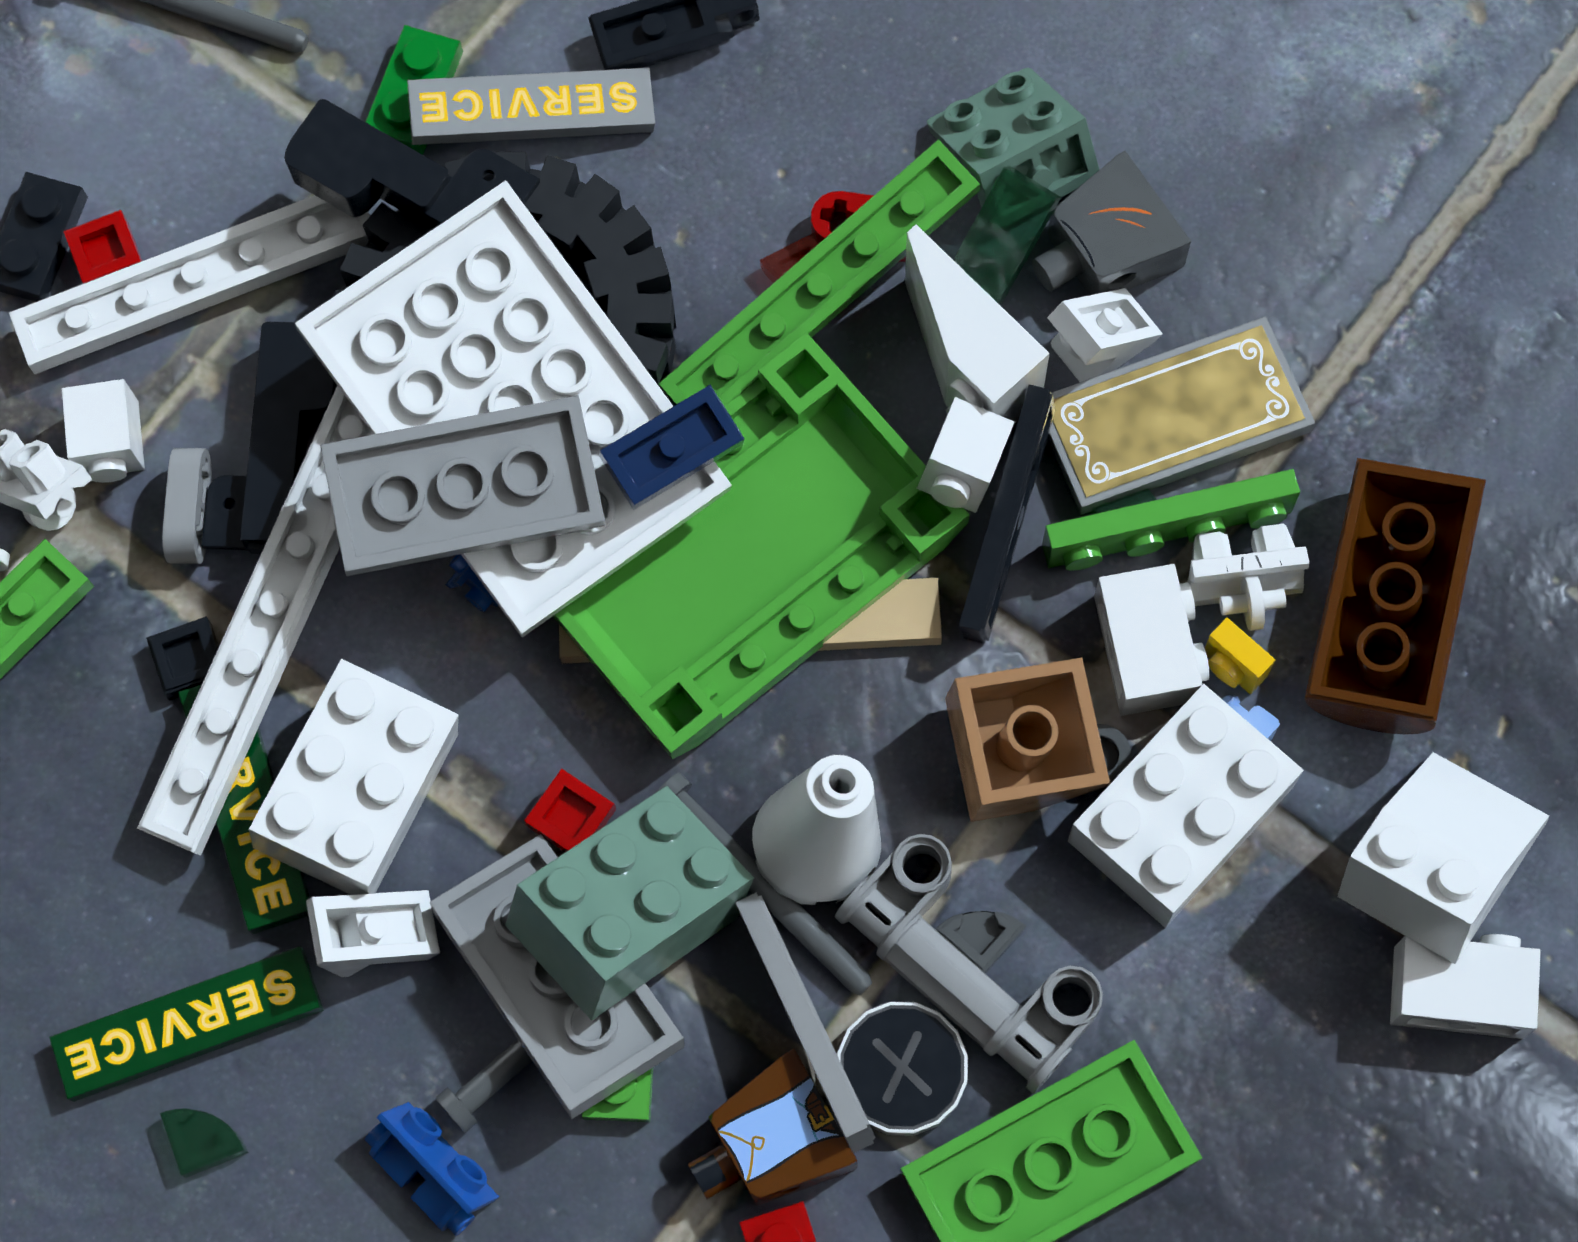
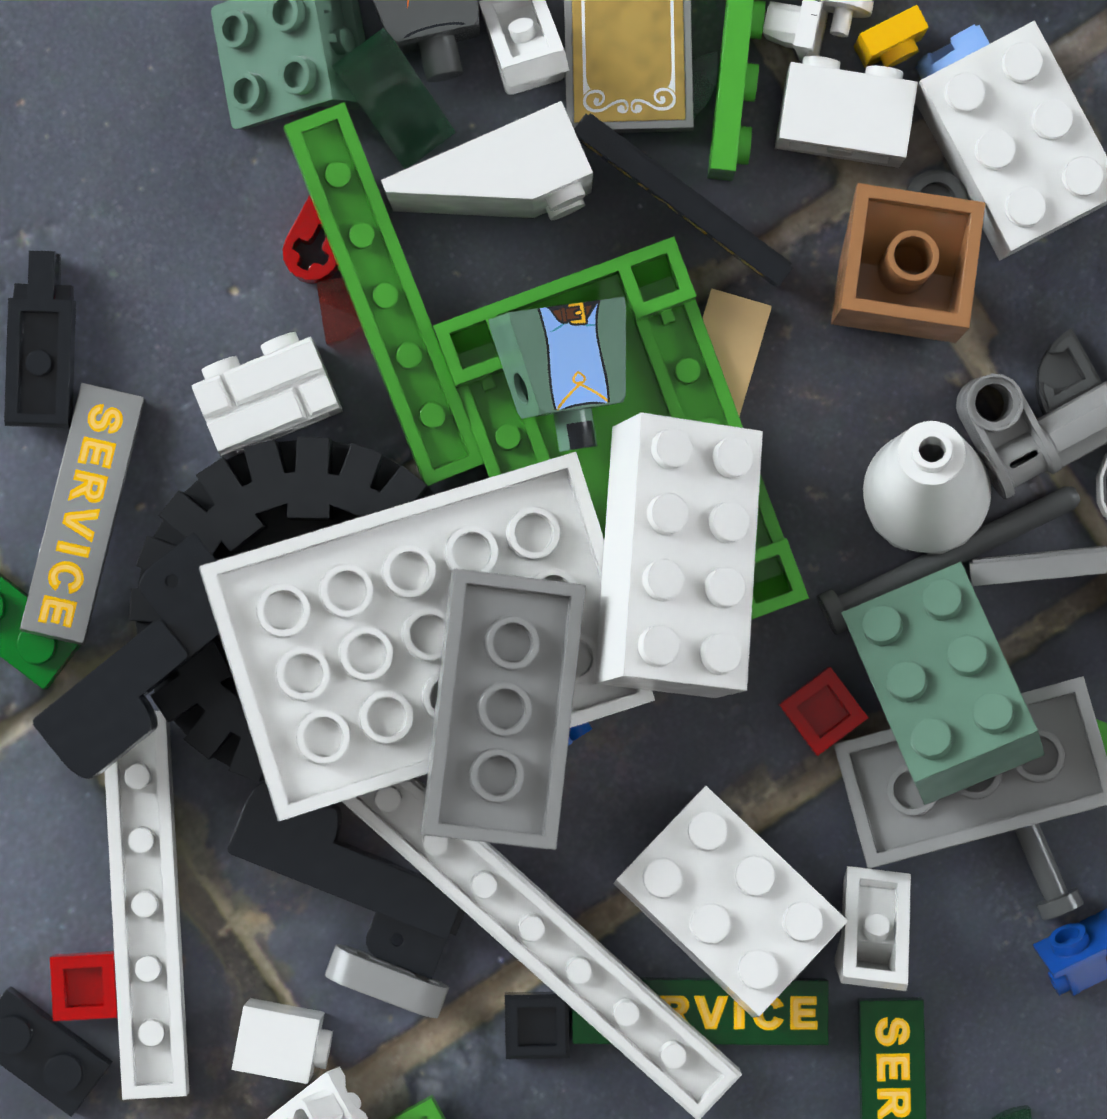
camera: 75 degrees left, 15 degrees up
(663, 604) = (679, 556): none -> white brick
(671, 447) = (530, 496): dark blue plate -> none
(694, 222) = (265, 395): none -> white brick
(811, 453) = (565, 363): none -> torso
(965, 456) = (624, 219): white brick -> none

